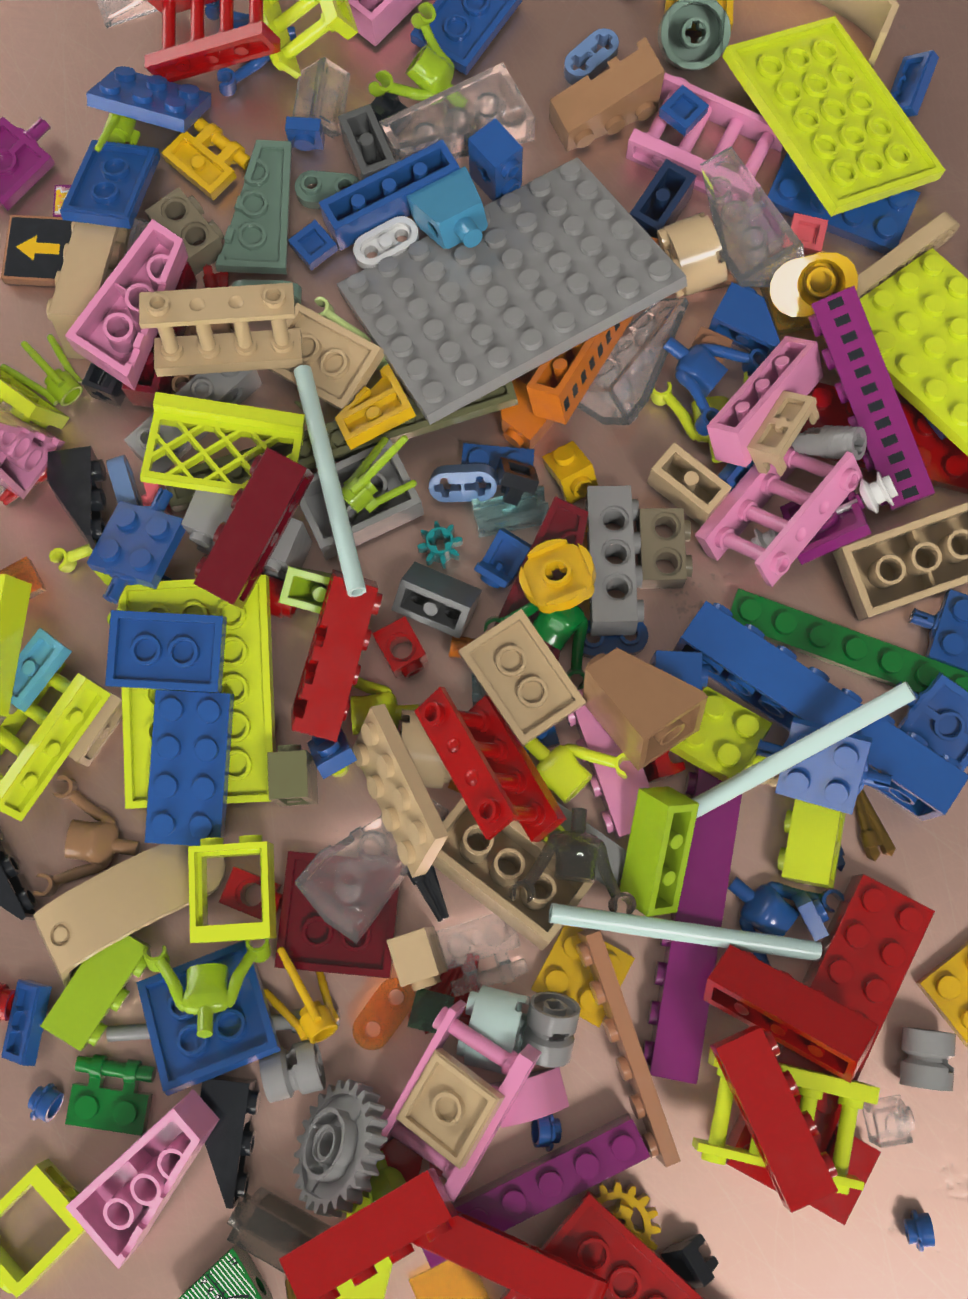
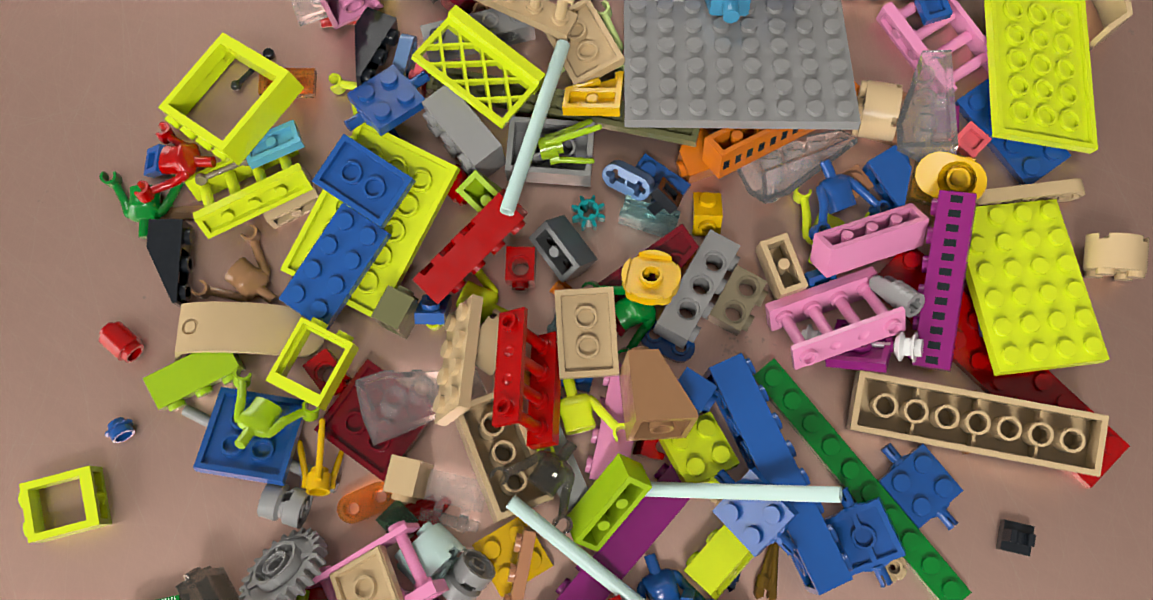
camera: 30 degrees right, 0 degrees up
(24, 1024) = (142, 365): blue plate -> none
(108, 1107) = (159, 458): green plate -> none
(134, 1189) = (141, 518): bright pink wedge -> none
(231, 1140) = (222, 513): black slope -> none
(253, 527) = (464, 131): dark red brick -> none
(431, 891) = (445, 441): black piece -> none
(503, 559) = (623, 246): blue bracket -> none
(664, 198) = (882, 61): dark blue brick -> none
(781, 429) = (865, 265): tan hinge -> none
(913, 81) = (1114, 74): blue plate -> none

